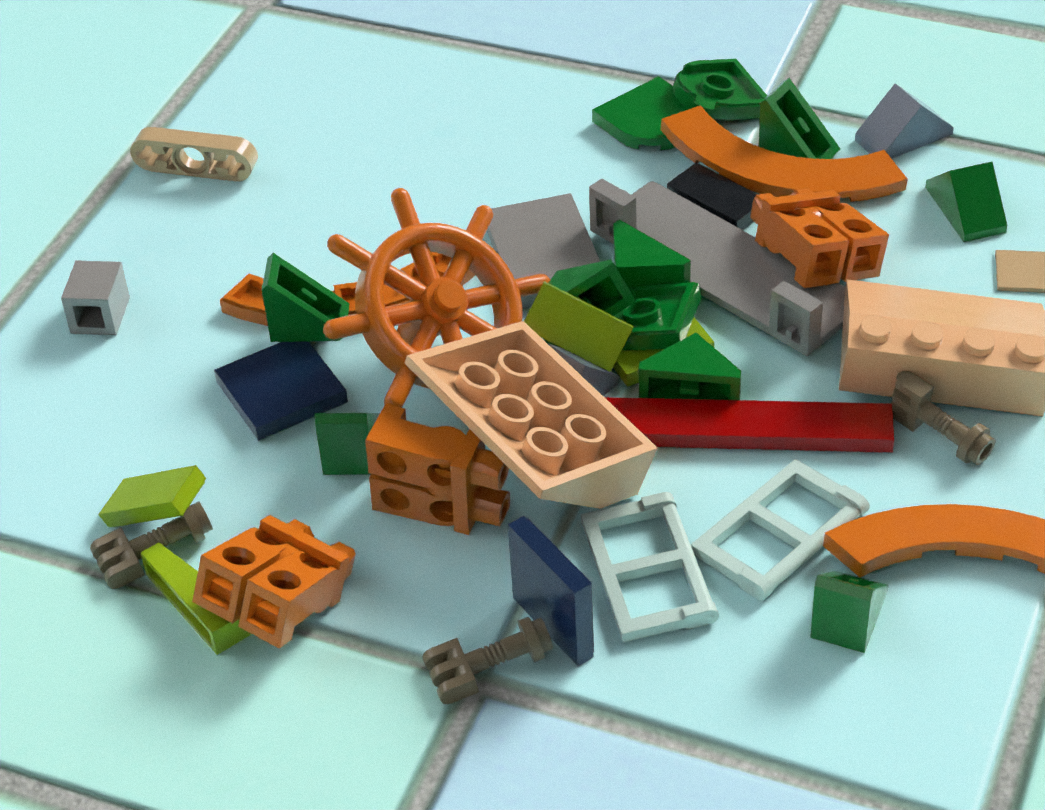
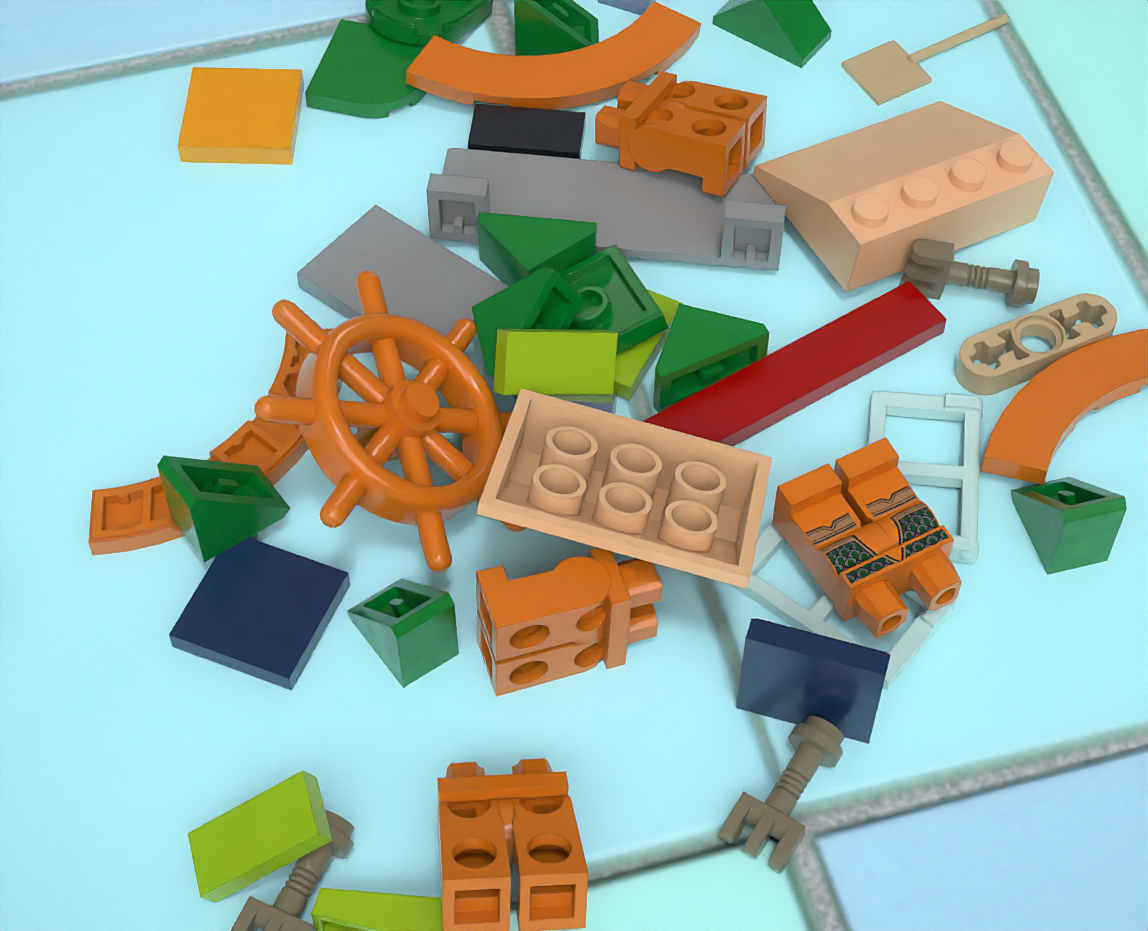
camera: 40 degrees left, 10 degrees up
(542, 108) = (241, 116): none -> light orange tile
(676, 551) = (867, 537): none -> orange hips
(970, 478) = (1022, 364): none -> tan beam

